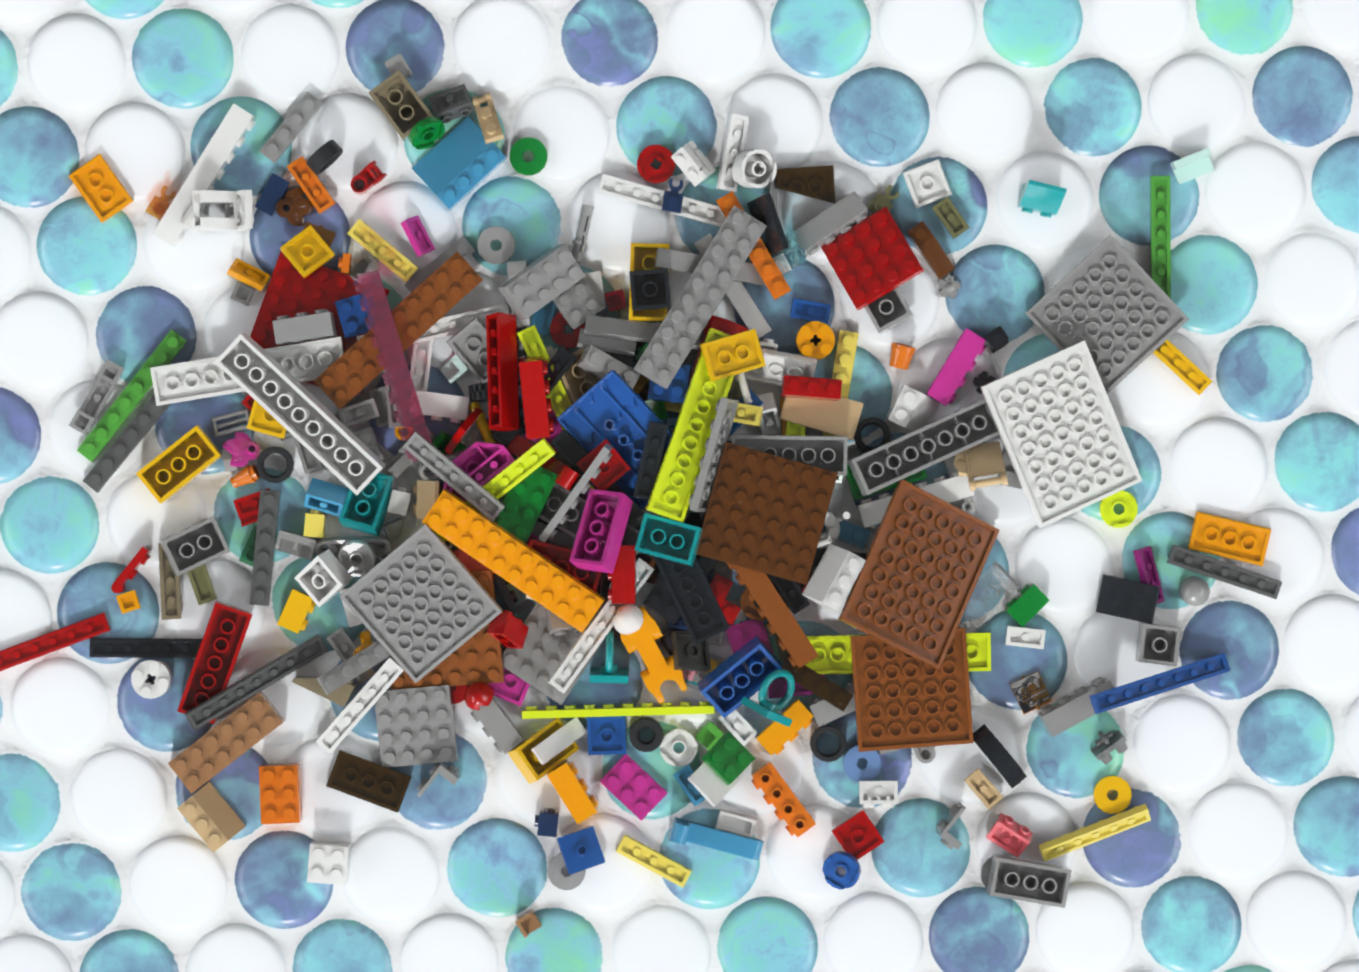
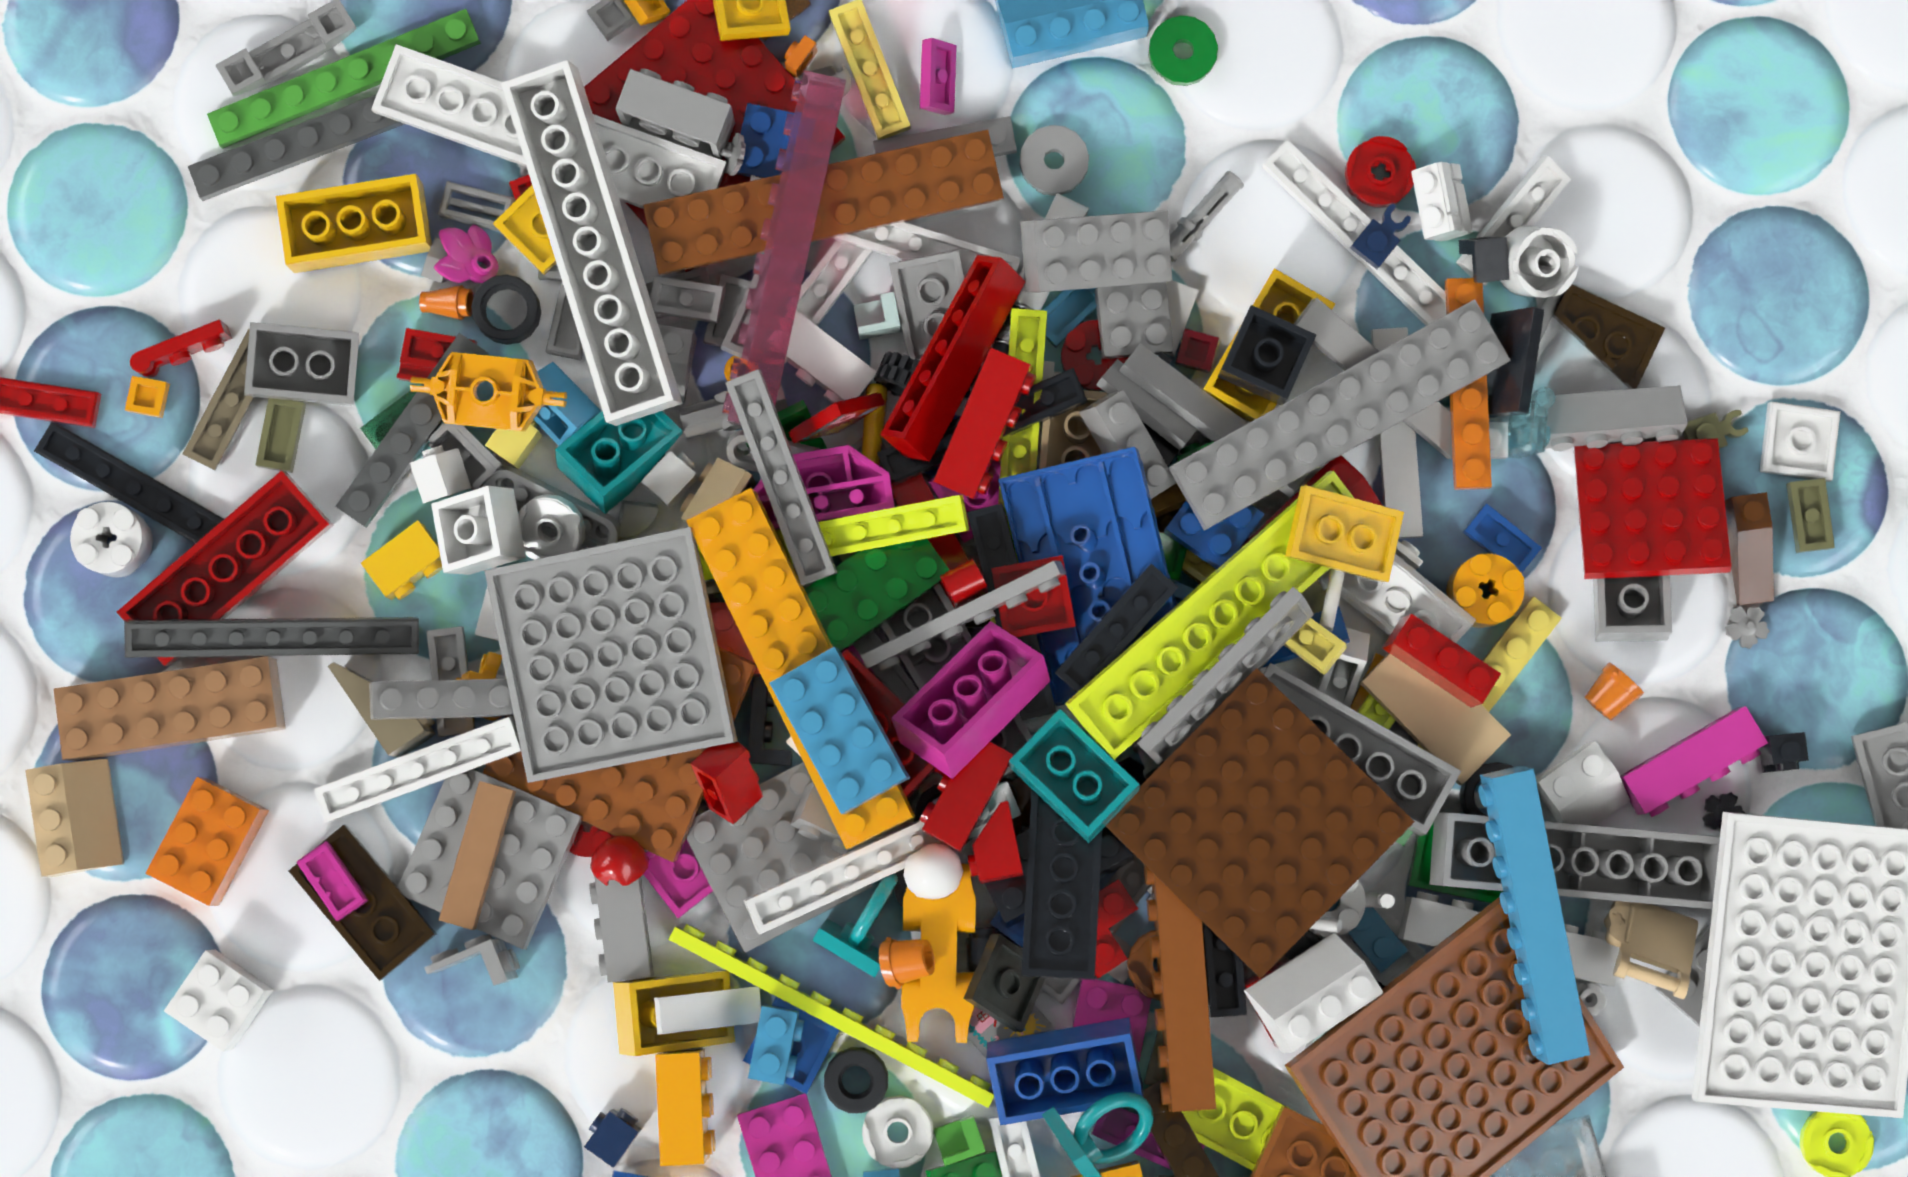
camera: 30 degrees right, 5 degrees down
(289, 561) = (440, 474): none -> white brick
(302, 500) = (515, 398): none -> light orange plate
(342, 329) = (734, 154): none -> light grey plant
(350, 779) = (332, 881): none -> dark pink plate
(411, 729) = (477, 855): none -> medium nougat tile
(548, 581) = (839, 730): none -> dark azure brick
(598, 739) = (774, 1045): none -> dark azure brick
(638, 667) = (905, 961): none -> orange piece
(651, 592) = (996, 849): none -> red slope
(729, 180) = (1488, 257): none -> black panel
(916, 484) = (1534, 915): none -> dark azure brick

